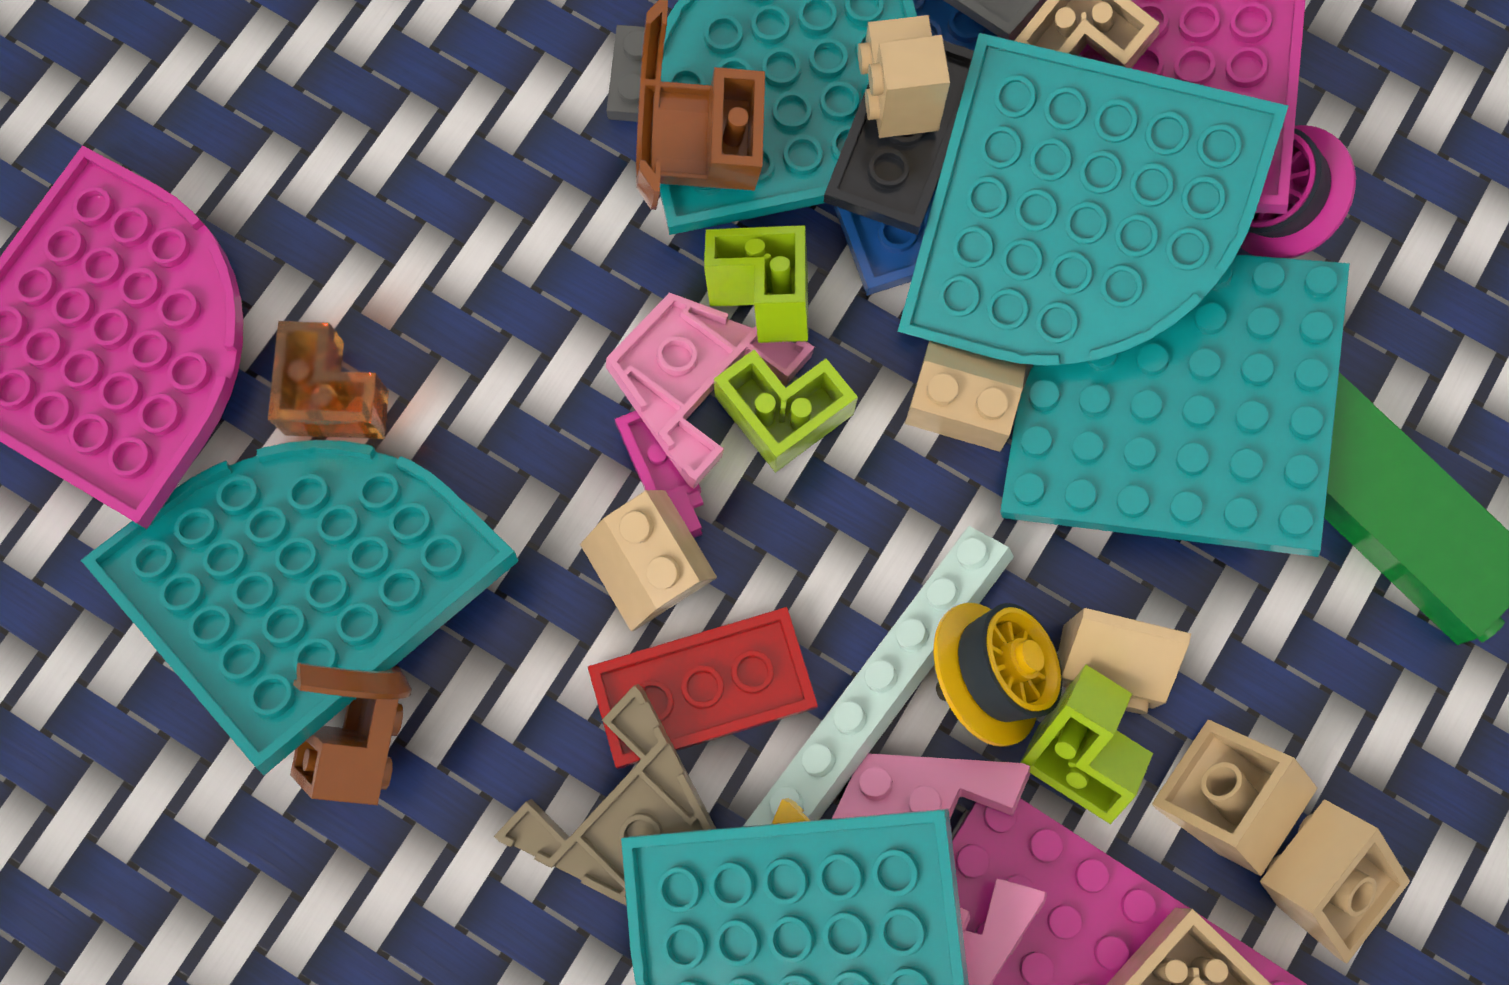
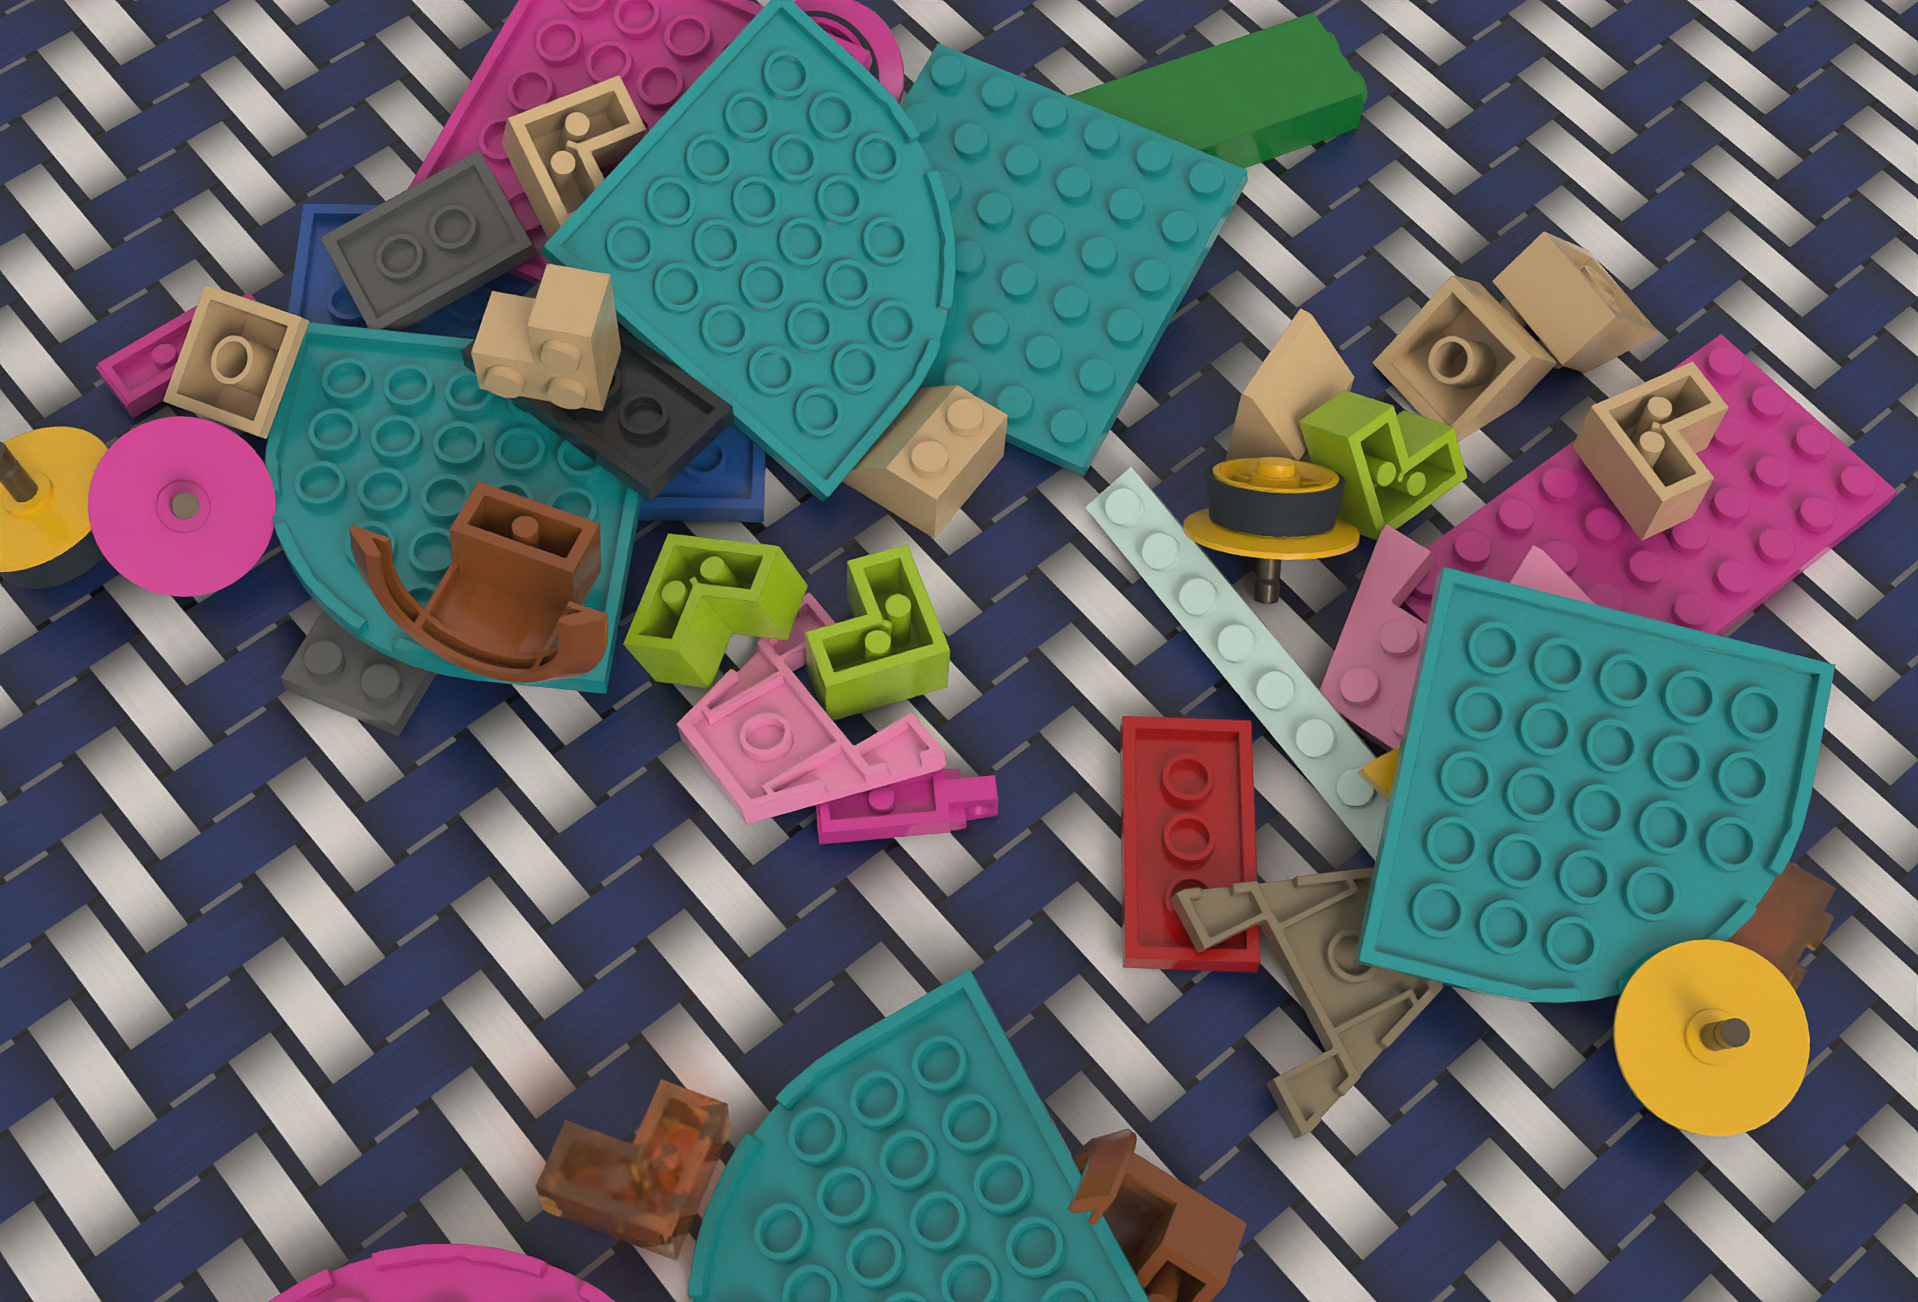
camera: 75 degrees left, 15 degrees down
(646, 557) = (1018, 847): tan slope -> none

